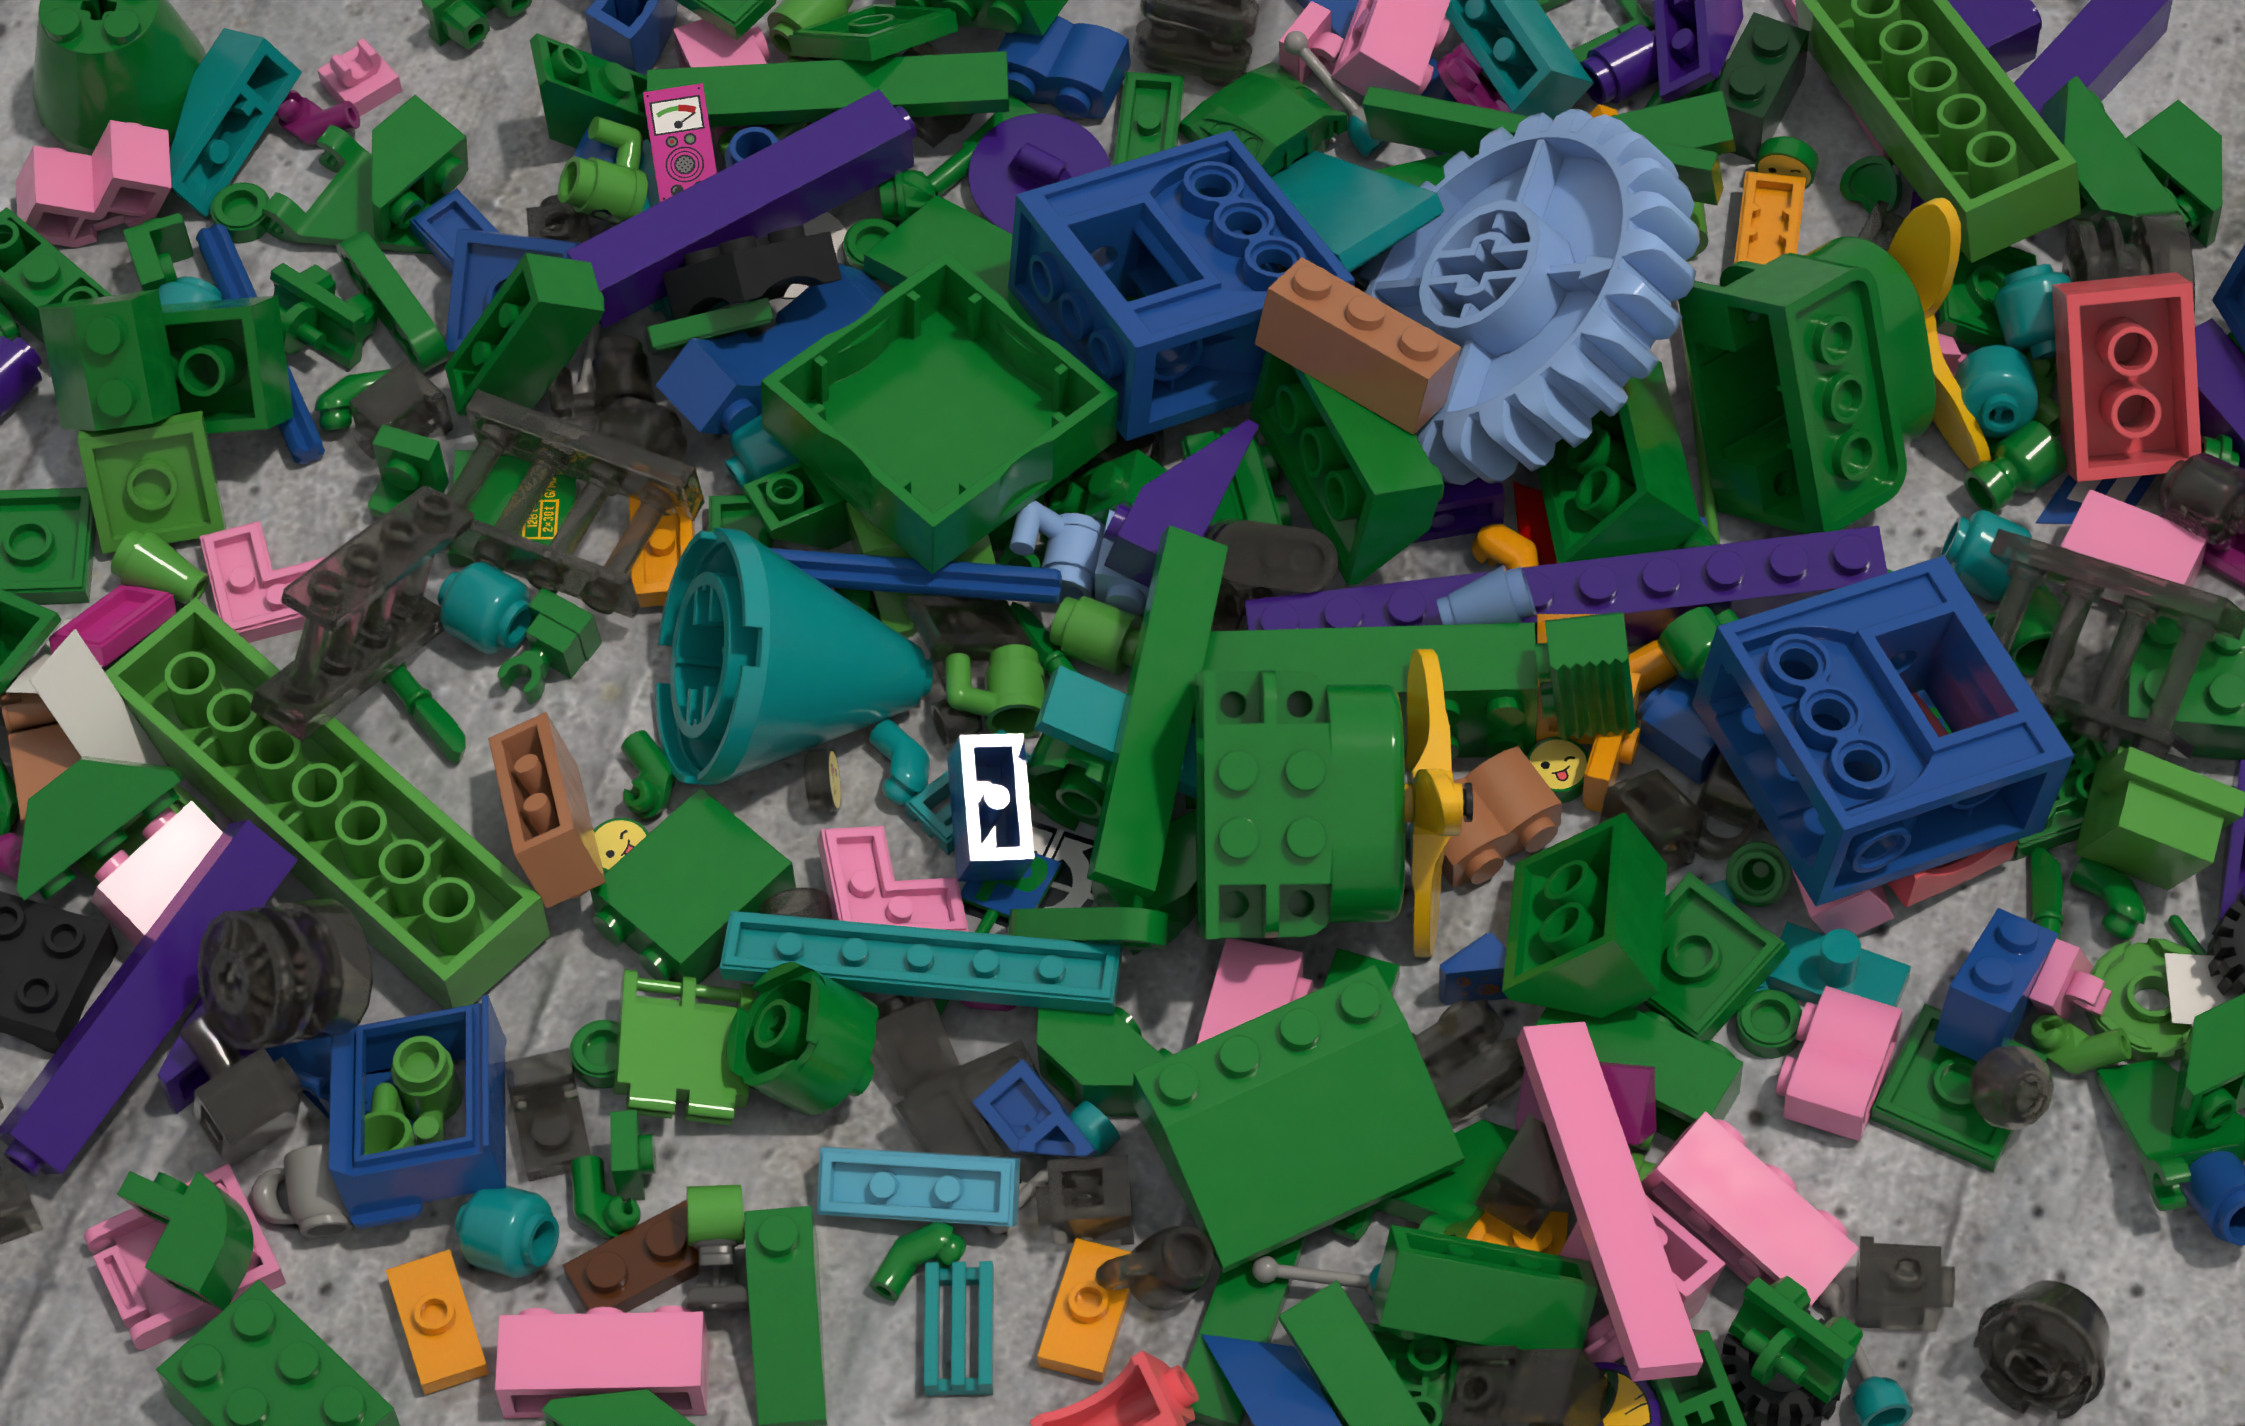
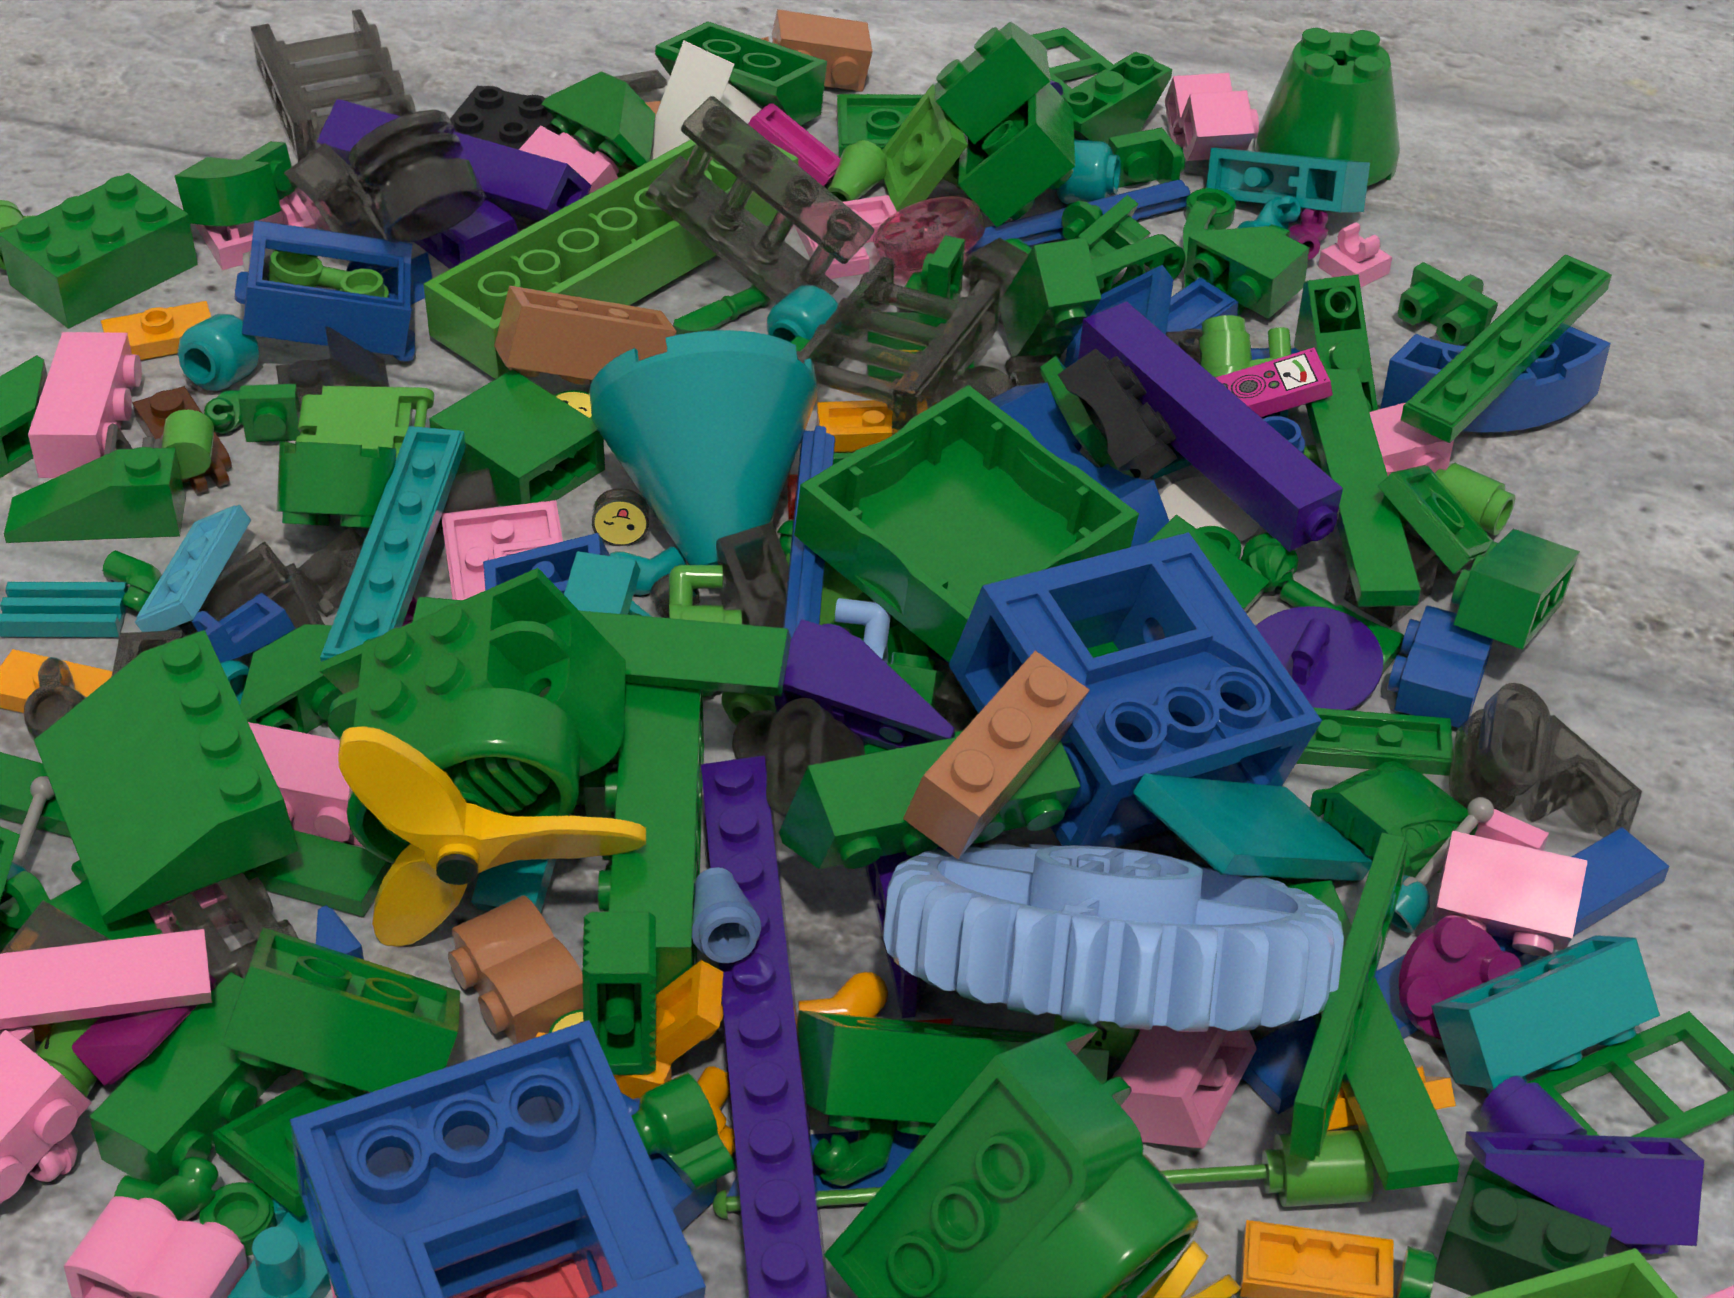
camera: 85 degrees right, 15 degrees down
(275, 474) = (922, 226): none -> clear pink wheel
(295, 157) = (1276, 212): none -> teal arm
(1760, 1076) = (182, 1193): none -> green arm

